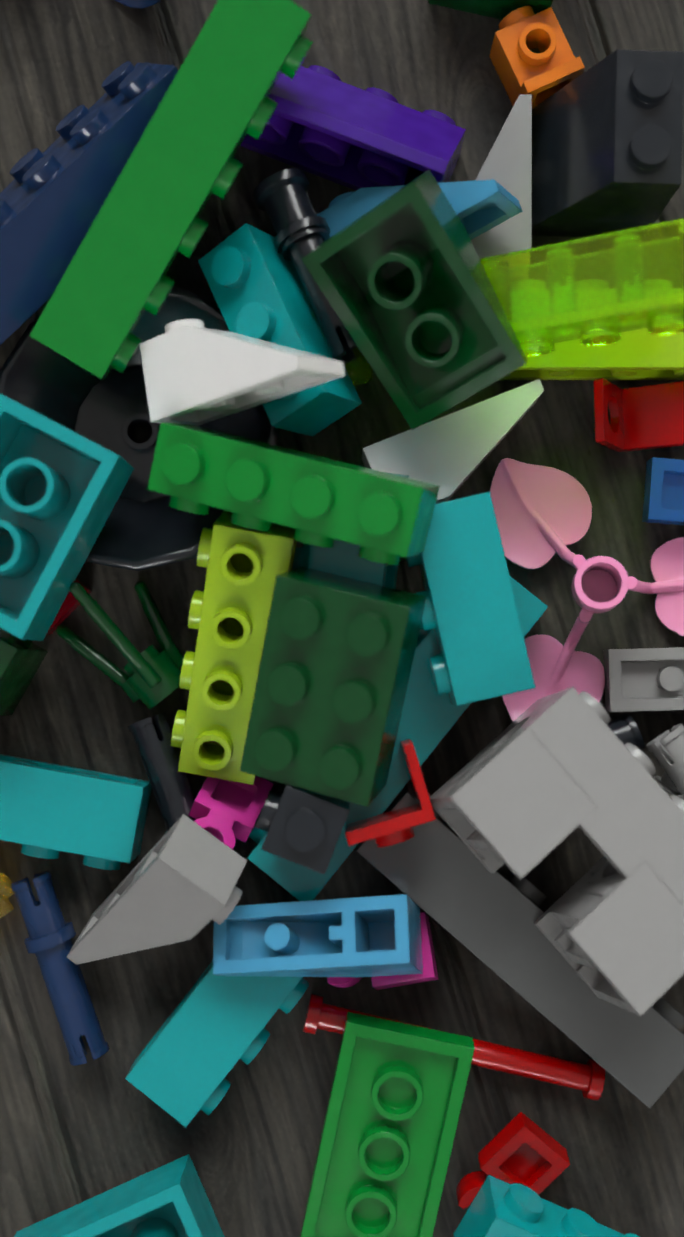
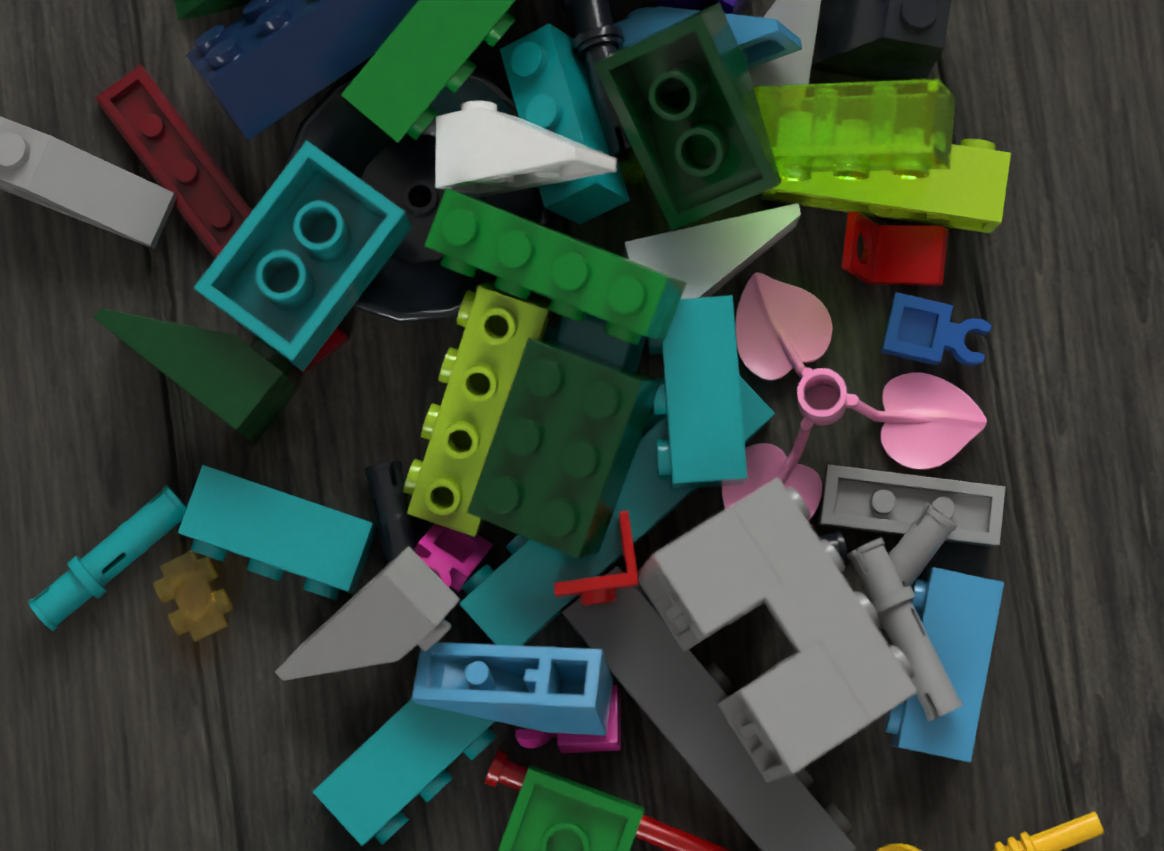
camera: 10 degrees right, 5 degrees down
(64, 980) = (263, 685): dark blue pin -> none
(150, 673) = (395, 424): dark green plant -> none
(303, 826) = (516, 572): black brick -> none

